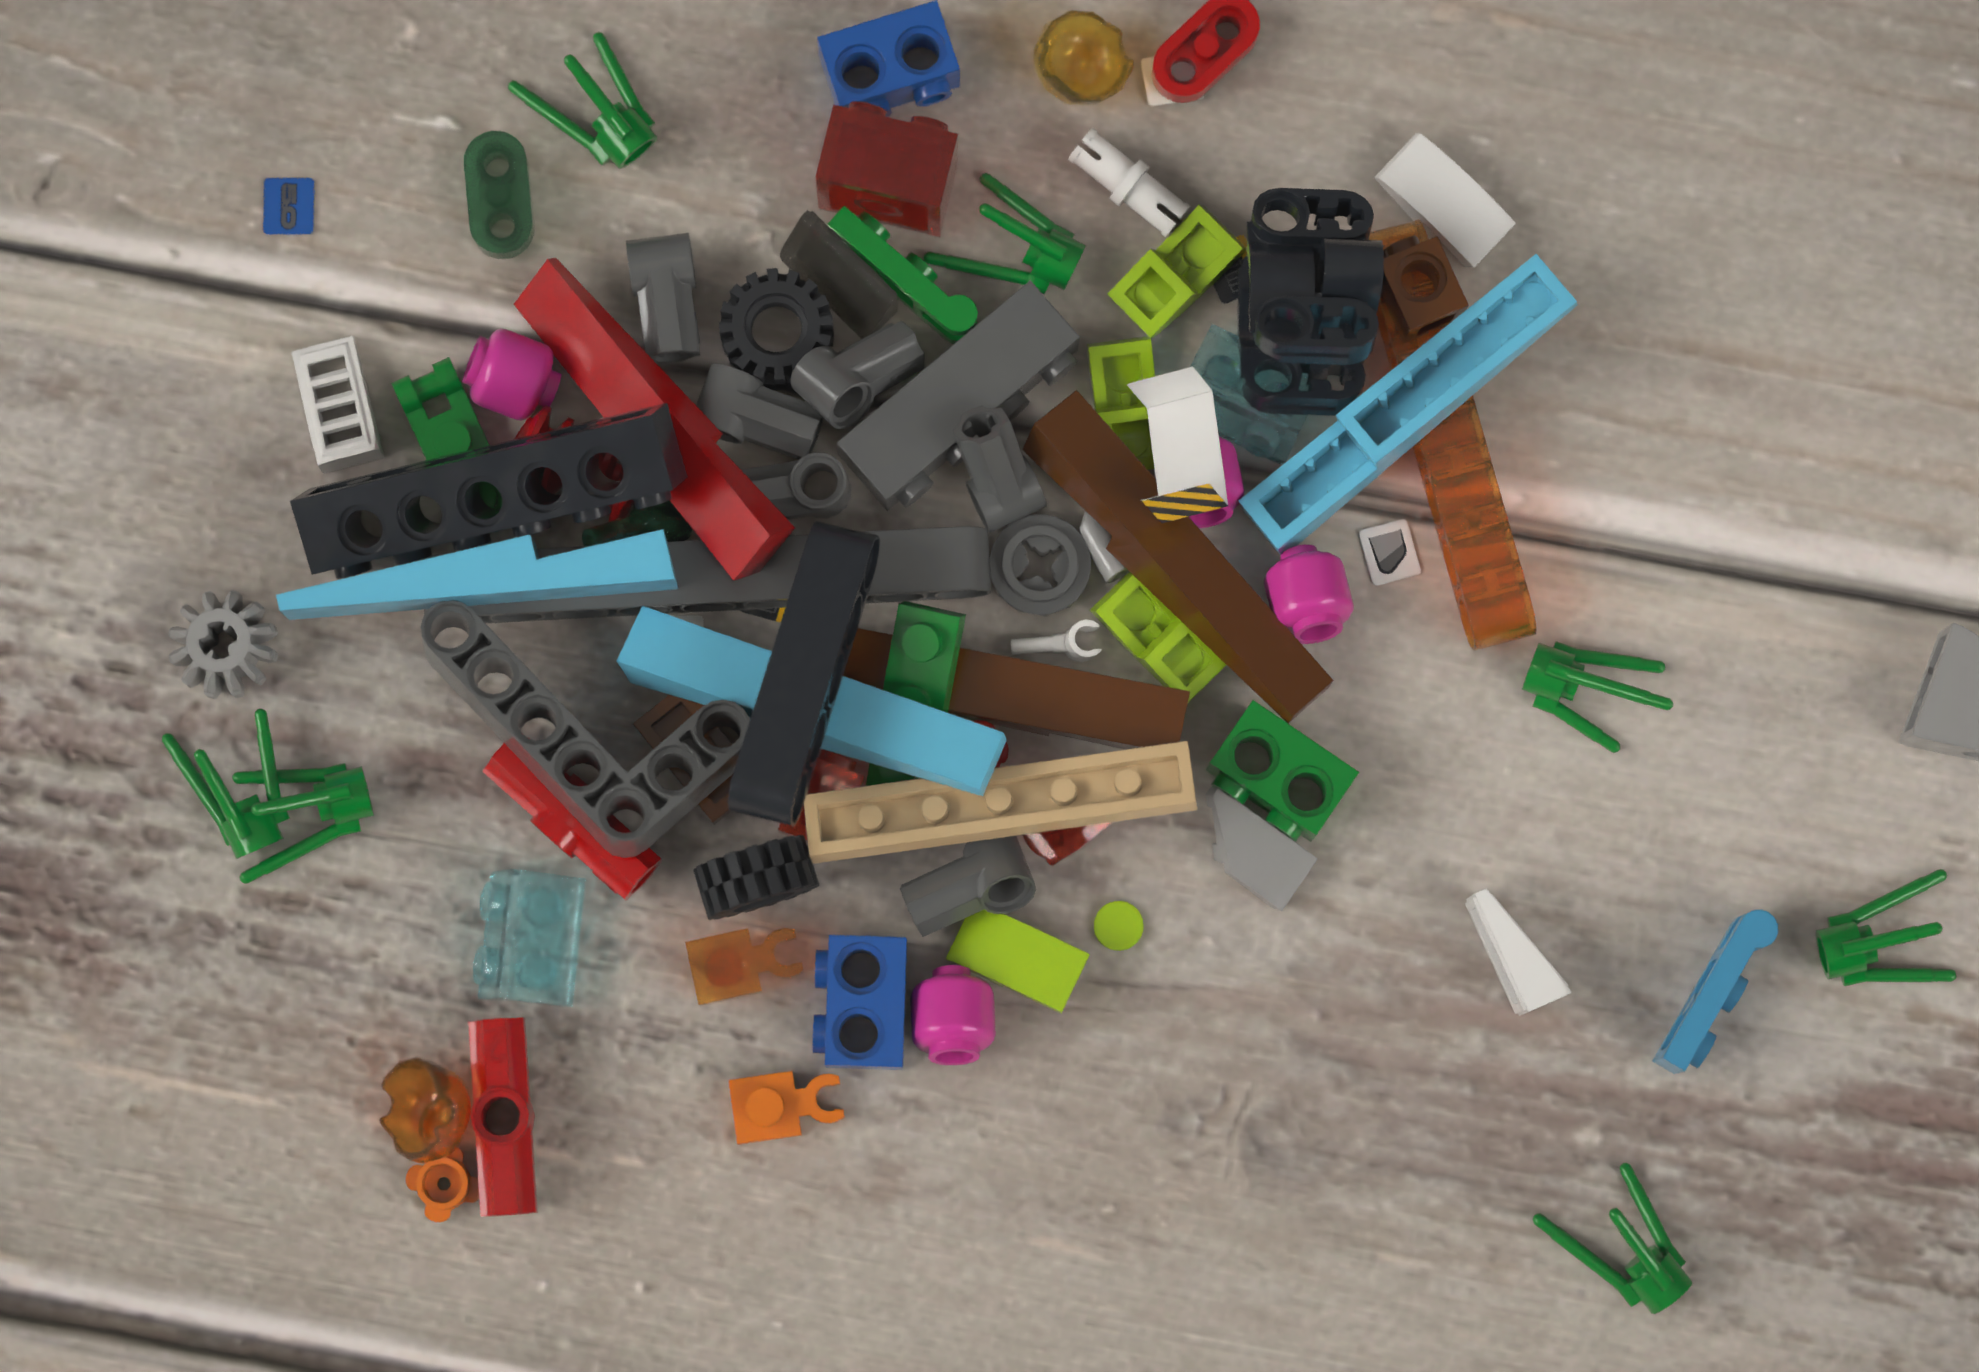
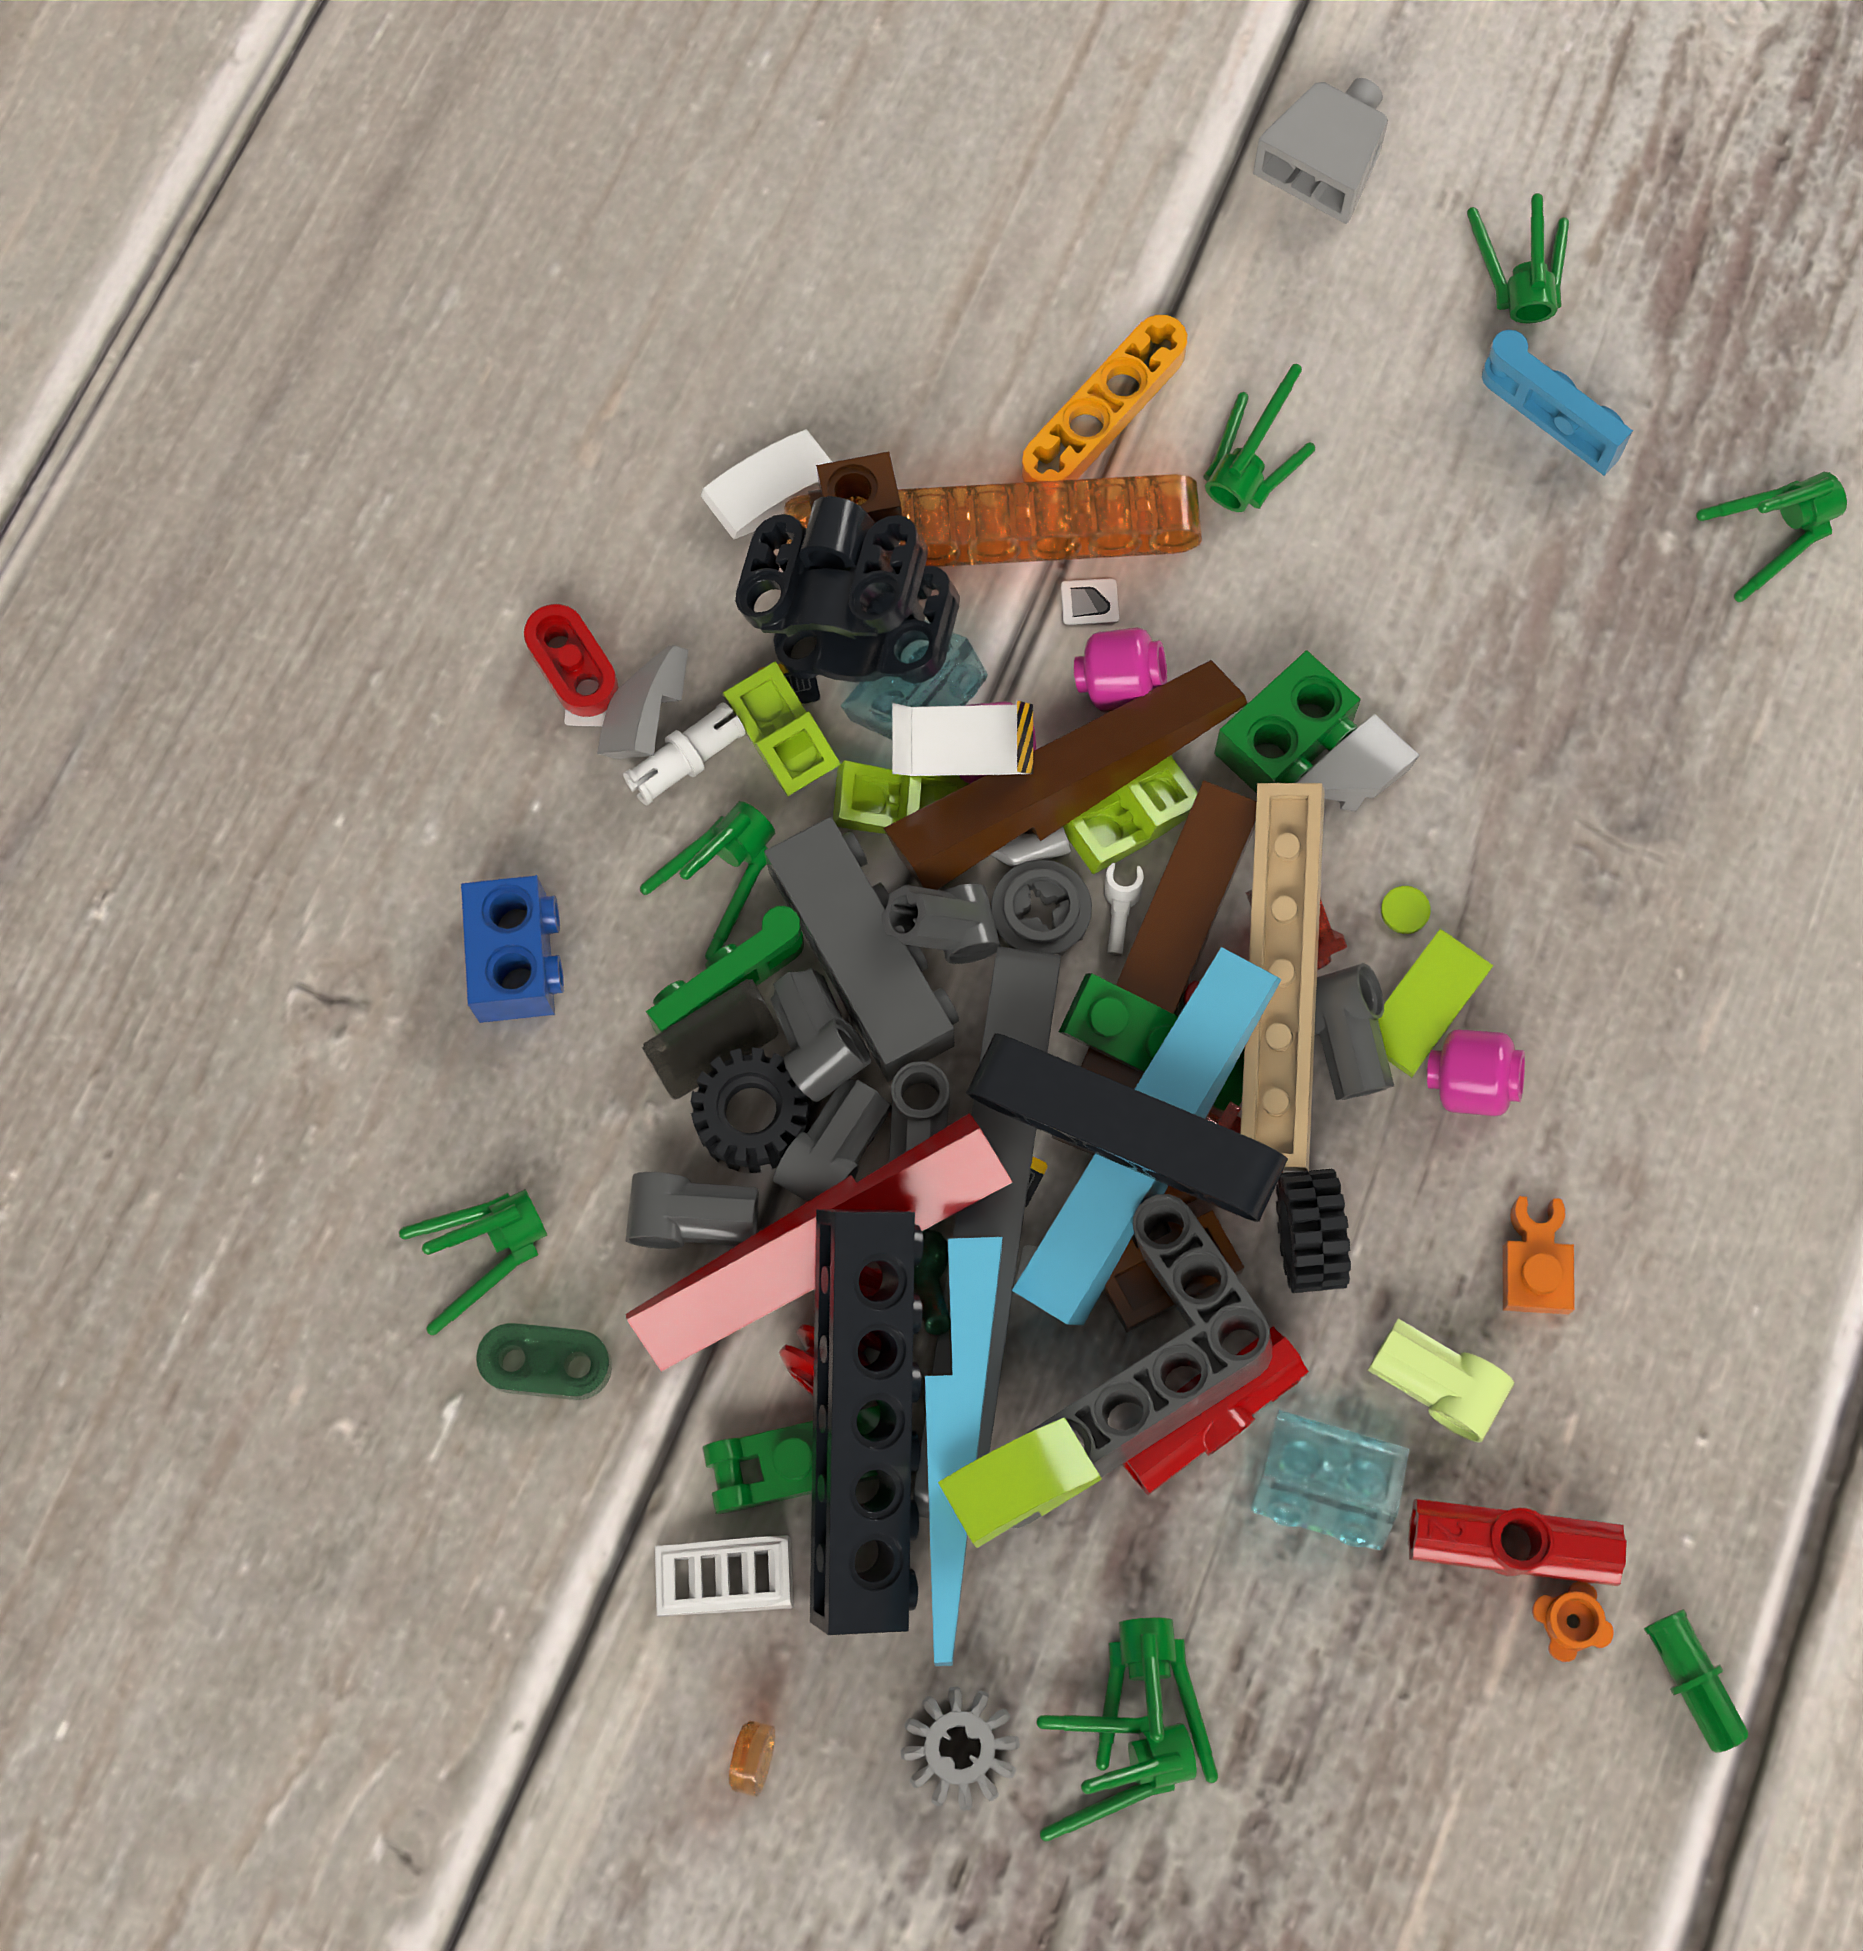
camera: 70 degrees left, 10 degrees down
(180, 463) = (751, 1758): none -> clear orange tile
(288, 206) = (498, 1591): blue sticker -> none
(410, 1304) = (1697, 1681): none -> green axle
(426, 1109) = (1500, 1621): clear orange hair -> none
(448, 637) = (1019, 1480): none -> lime slope
(511, 374) = (737, 1383): dark pink head -> none
(639, 1040) = (1458, 1389): none -> yellowish green piece
(730, 966) = (1390, 1279): clear orange plate -> none
(880, 1003) = (1452, 1137): blue brick -> none
(887, 167) = (619, 960): clear red brick -> none
(1082, 58) = (554, 768): clear yellow hair -> none
(1167, 121) = (635, 707): none -> light grey slope
(1407, 405) = (966, 538): medium azure slope -> none
(1520, 965) = (1502, 560): white slope -> none
(1618, 514) = (1110, 409): none -> light orange beam

